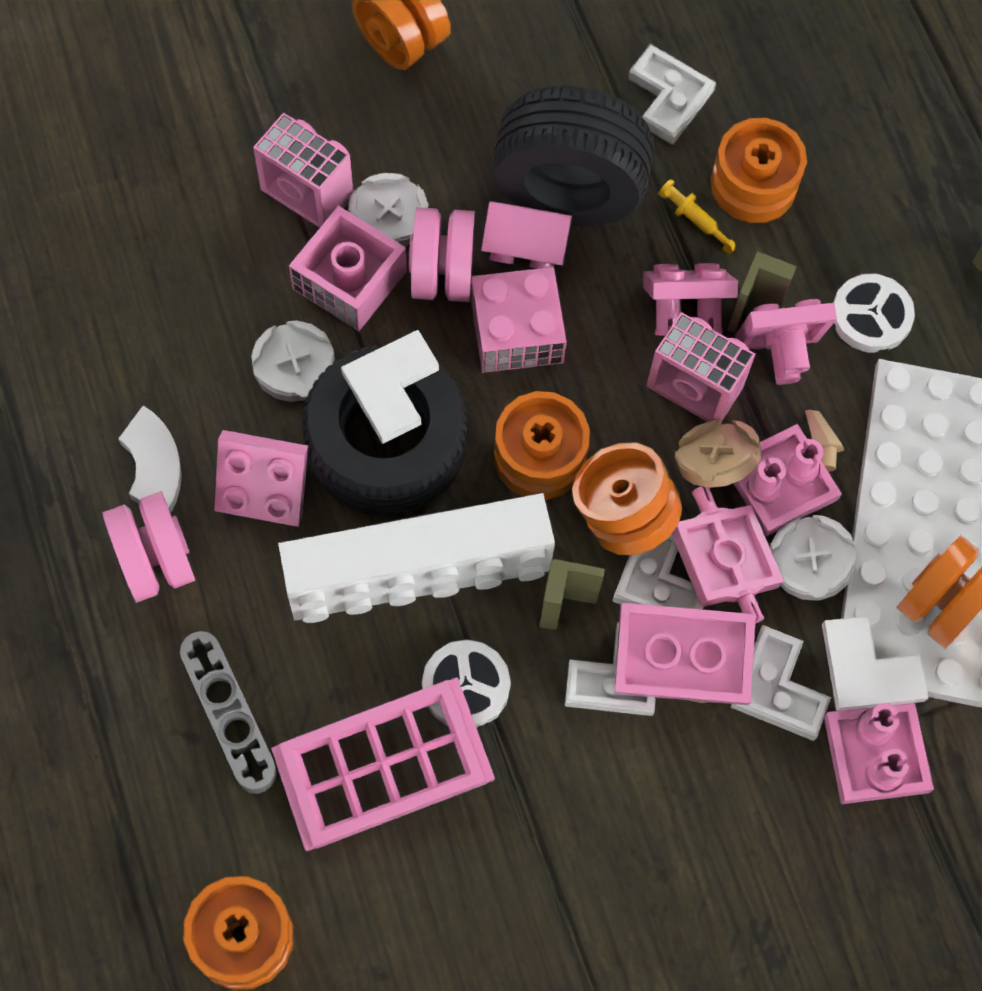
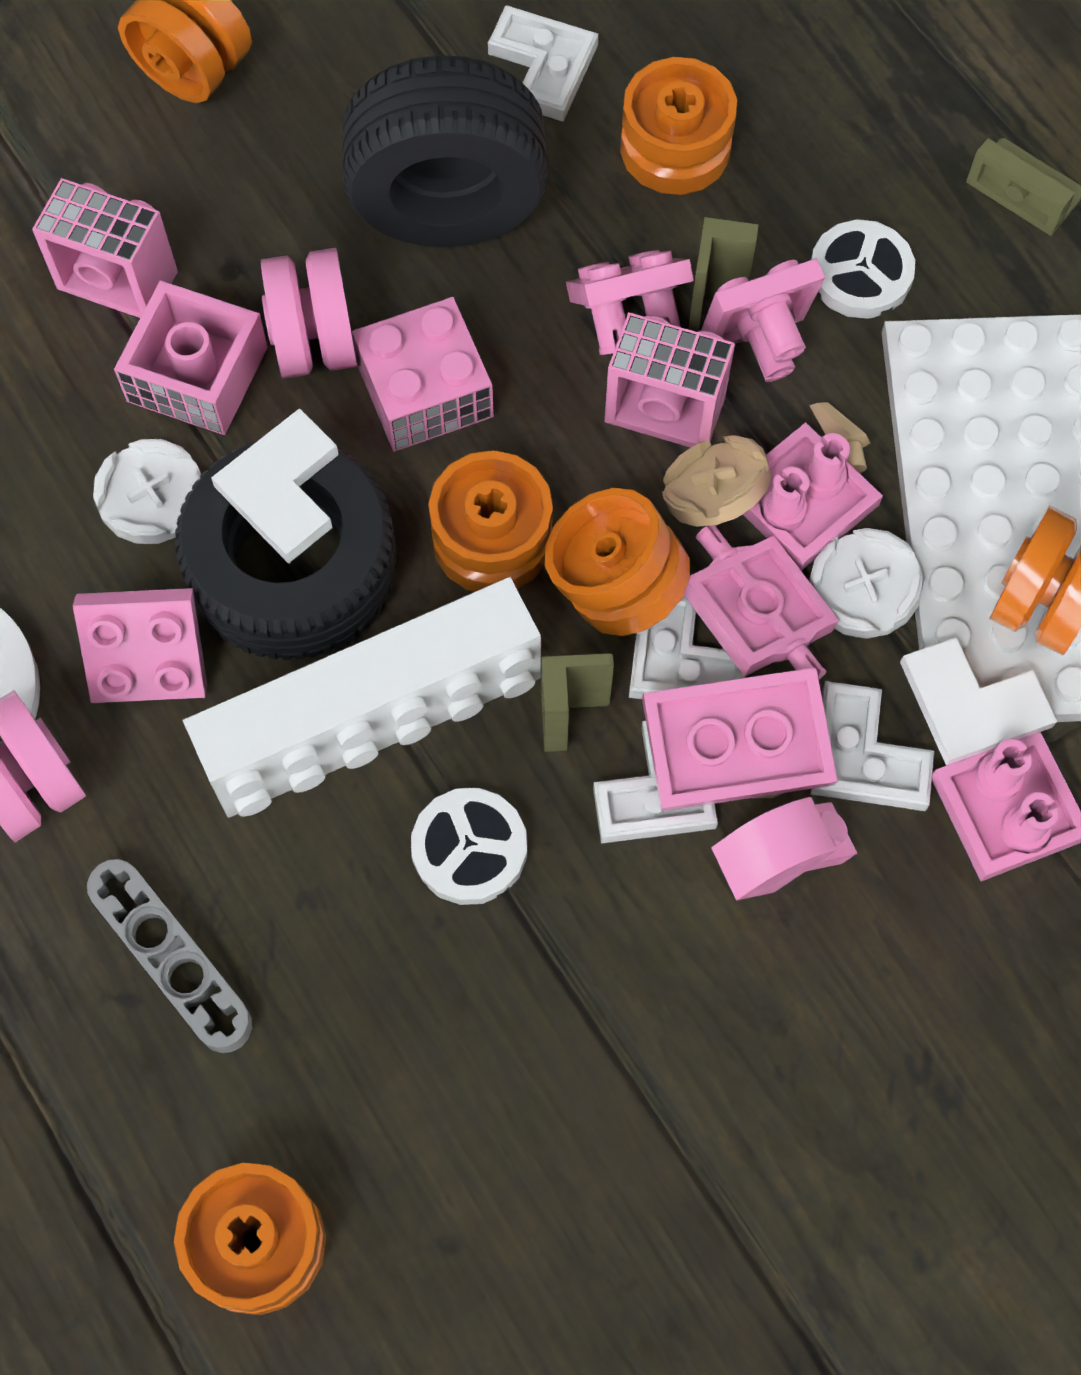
camera: 10 degrees left, 0 degrees up
(302, 793) = (291, 1037): bright pink piece -> none
(388, 205) = (225, 268): white tile -> none
(526, 234) = (407, 266): bright pink brick -> none
(695, 214) = (612, 197): yellow piece -> none
(698, 741) = (783, 846): none -> bright pink brick

